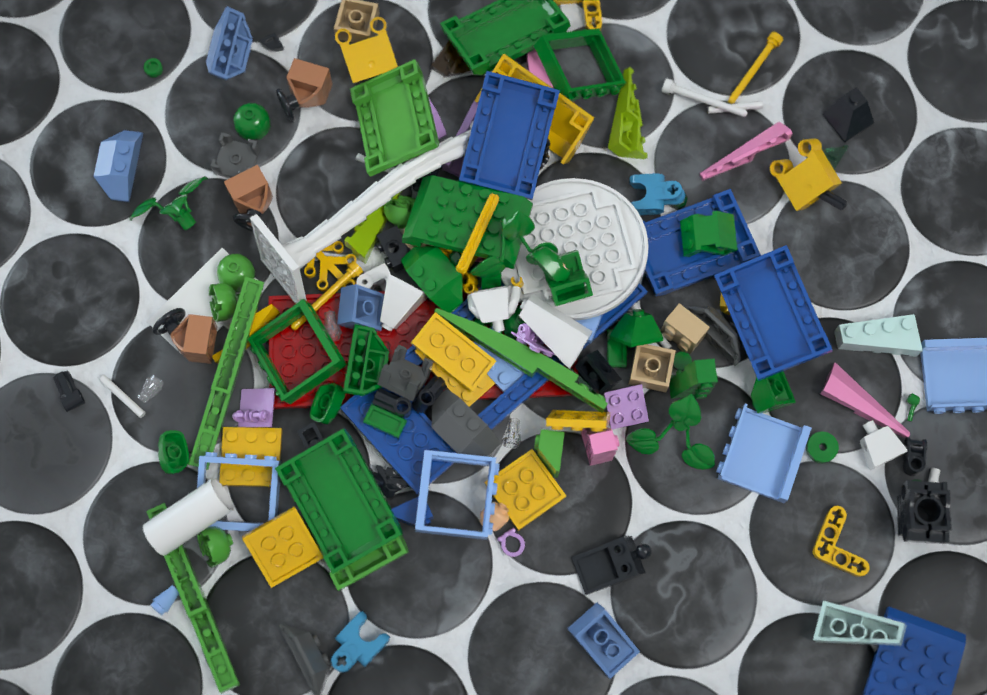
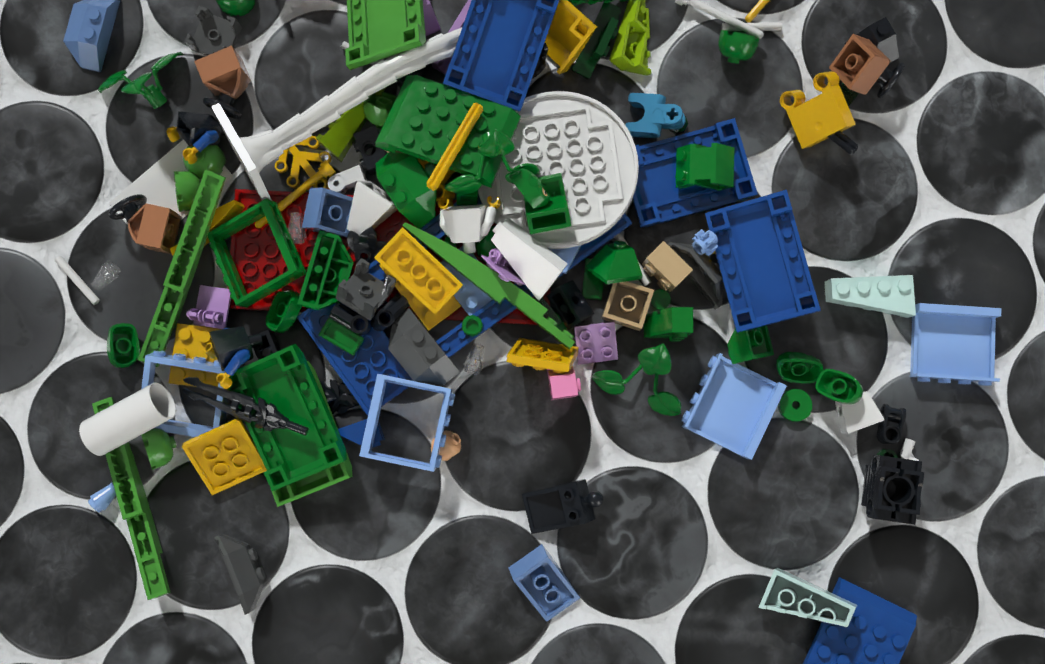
camera: 10 degrees right, 10 degrees up
(70, 394) = (22, 274): black piece -> none
(229, 245) = (197, 131): none -> black torso
(282, 441) = (232, 349): none -> black torso
(322, 499) = (265, 415): none -> black sword
(354, 647) = (290, 563): dark azure piece -> none
(399, 332) = (365, 243): none -> black plate
(502, 539) = (462, 462): lavender piece -> none
(508, 399) = (472, 325): none -> green tile
(527, 489) = (482, 419): yellow plate -> none
(549, 449) = (510, 382): bright green slope -> none
(596, 134) = (598, 43): none -> dark green bracket
(717, 301) = (705, 242): none -> light blue gear
(724, 124) = (737, 46): none -> green cylinder
(769, 138) = (784, 65): bright pink wedge -> none
(821, 411) = (798, 367): none -> green piece
(832, 550) = (791, 514): yellow beam -> none
(841, 130) = (862, 65): none -> nougat piece
(849, 393) = (829, 348): bright pink wedge -> none
(861, 422) = (839, 386): none -> green piece
(914, 401) = (898, 365): green hand -> none

